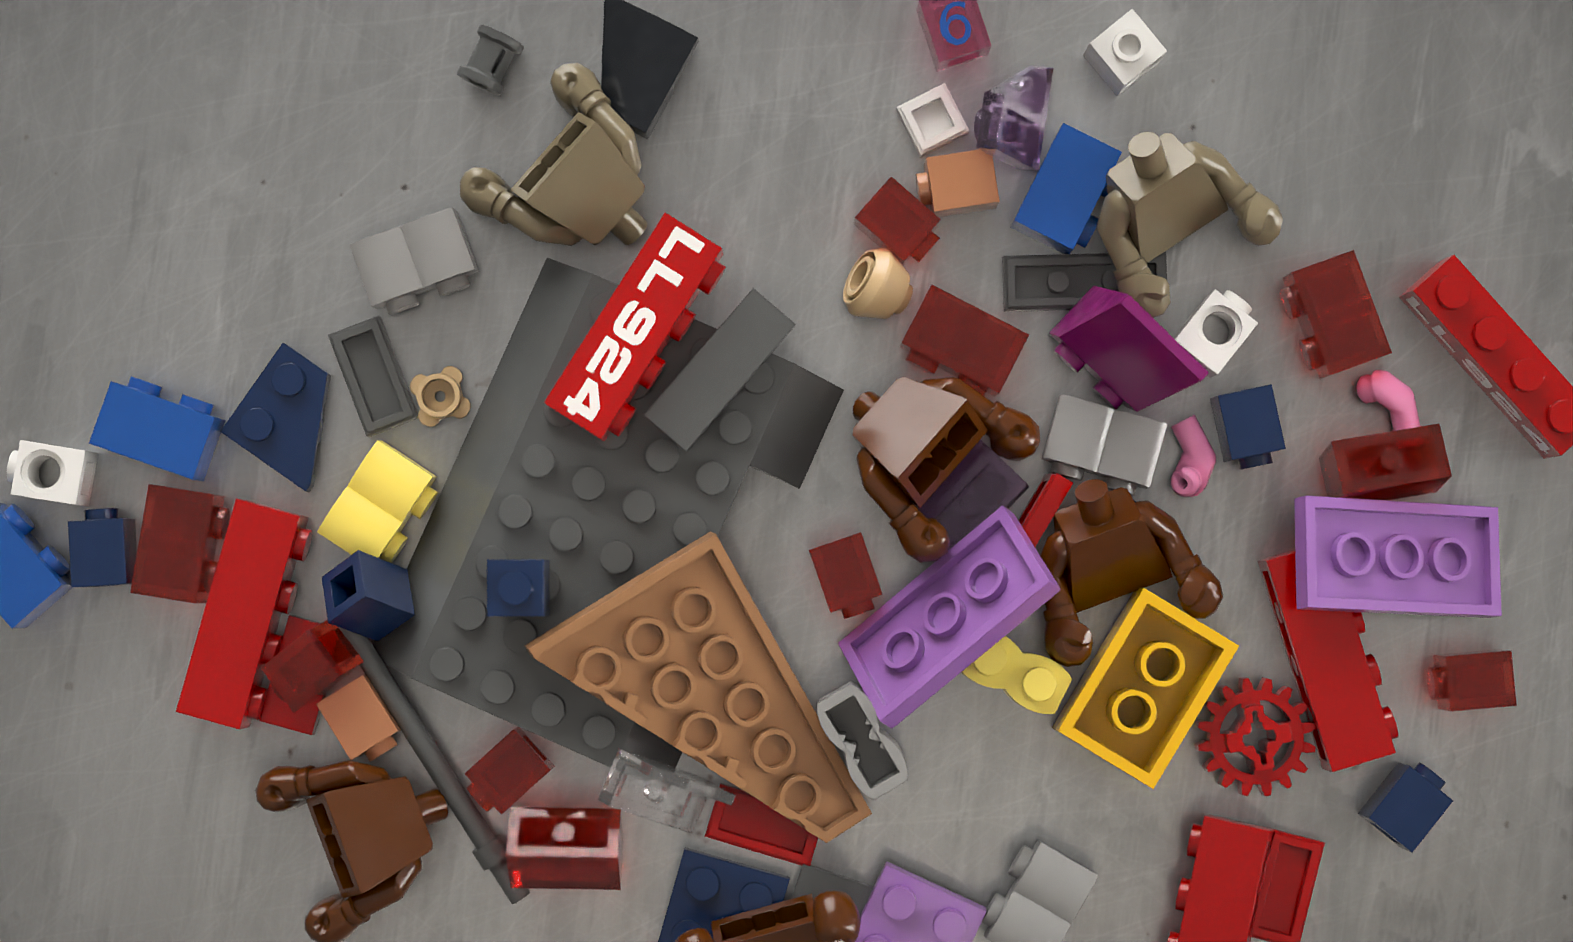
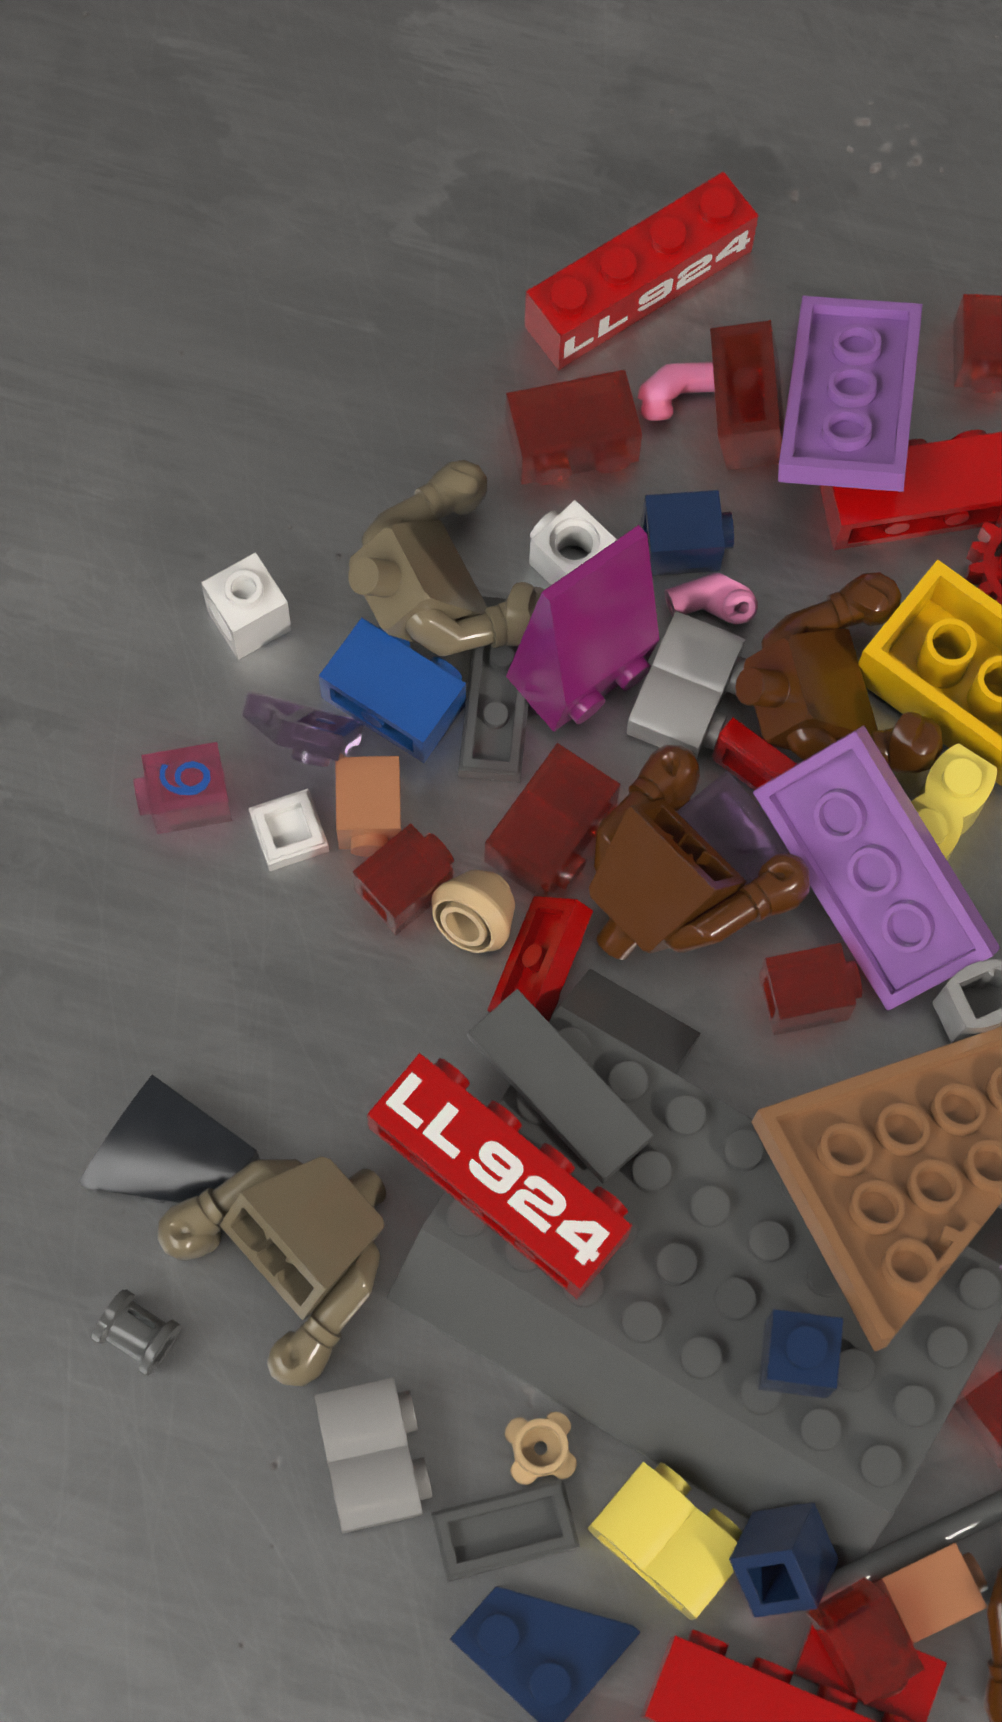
camera: 85 degrees left, 15 degrees down
(841, 346) = (543, 952): none -> red plate

